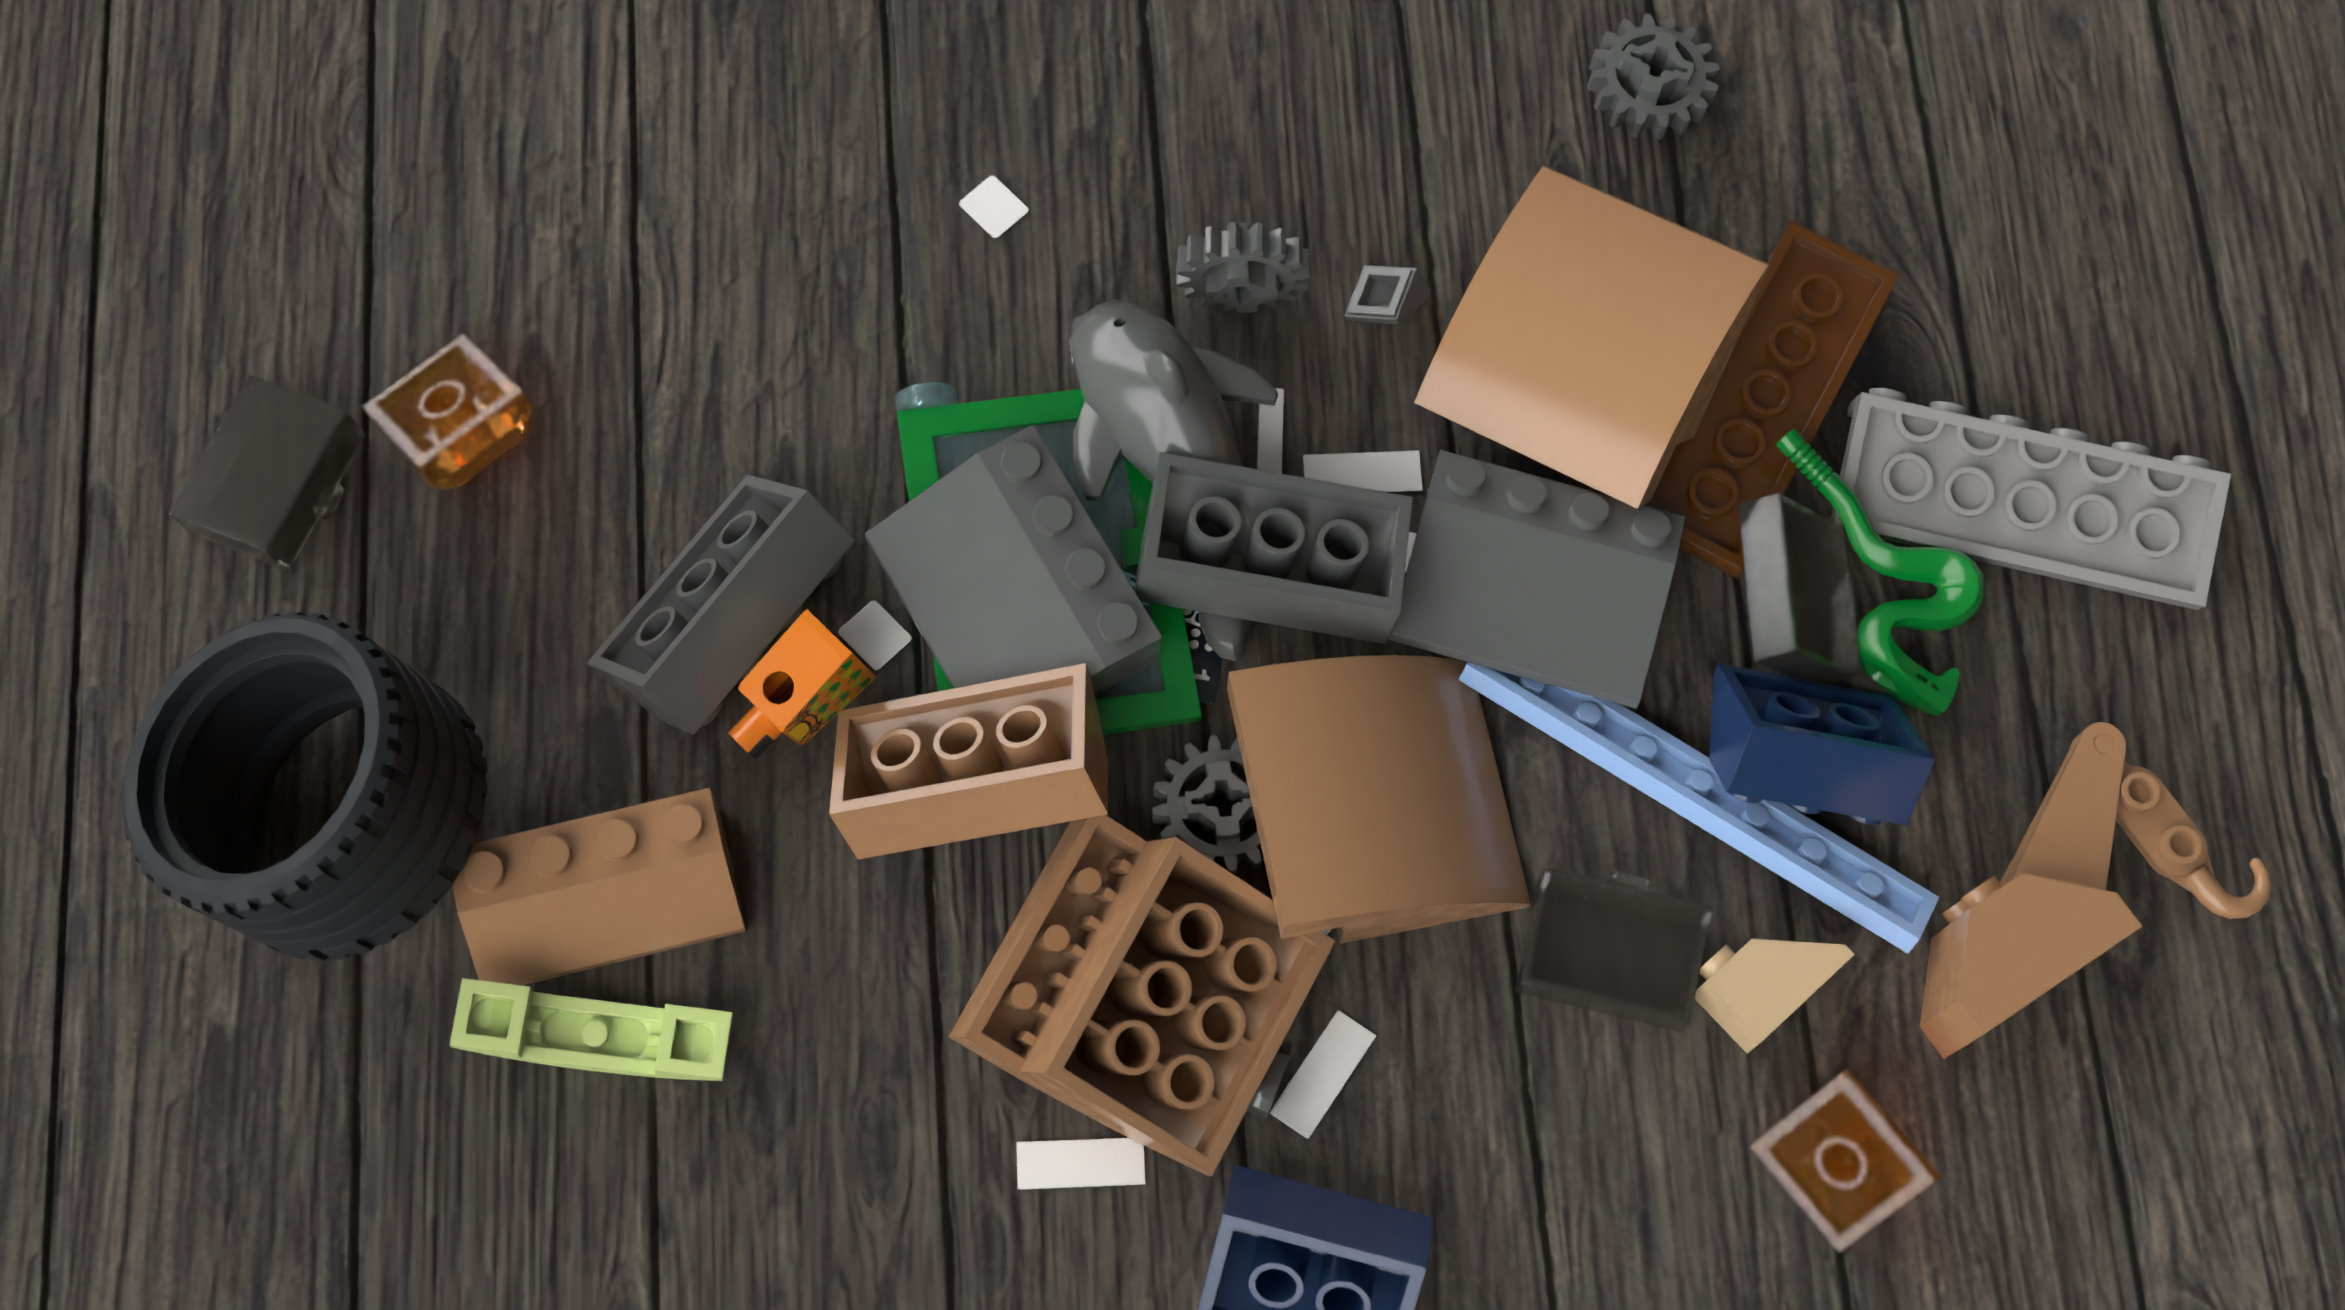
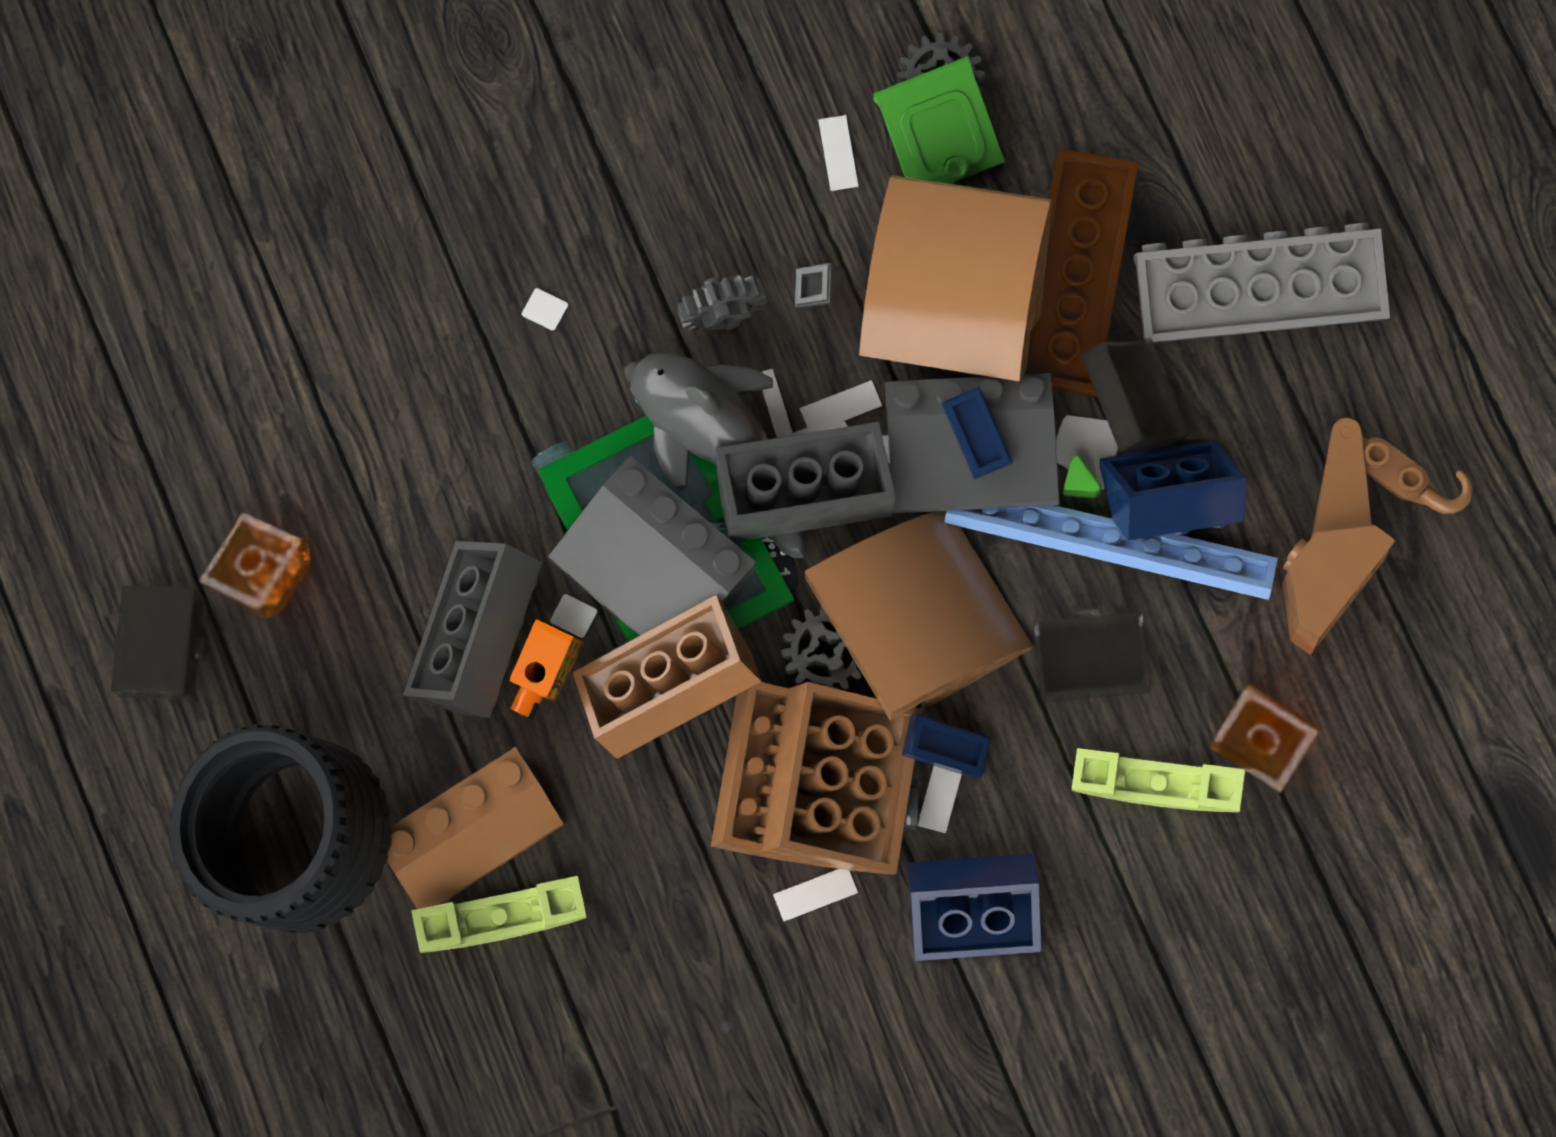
camera: 10 degrees left, 5 degrees up
(1352, 1007) = (946, 746): none -> dark blue tile
(1475, 135) = (838, 153): none -> white sticker
(1551, 561) = (976, 433): none -> dark blue tile
(1636, 126) = (939, 119): none -> bright green container
(1659, 1175) = (1158, 782): none -> yellowish green slope
(1679, 687) = (1080, 480): none -> bright green slope
(1697, 638) = (1085, 438): none -> white sticker
(1765, 984) = (1188, 647): tan slope -> none
(1953, 573) = (1225, 349): green animal -> none

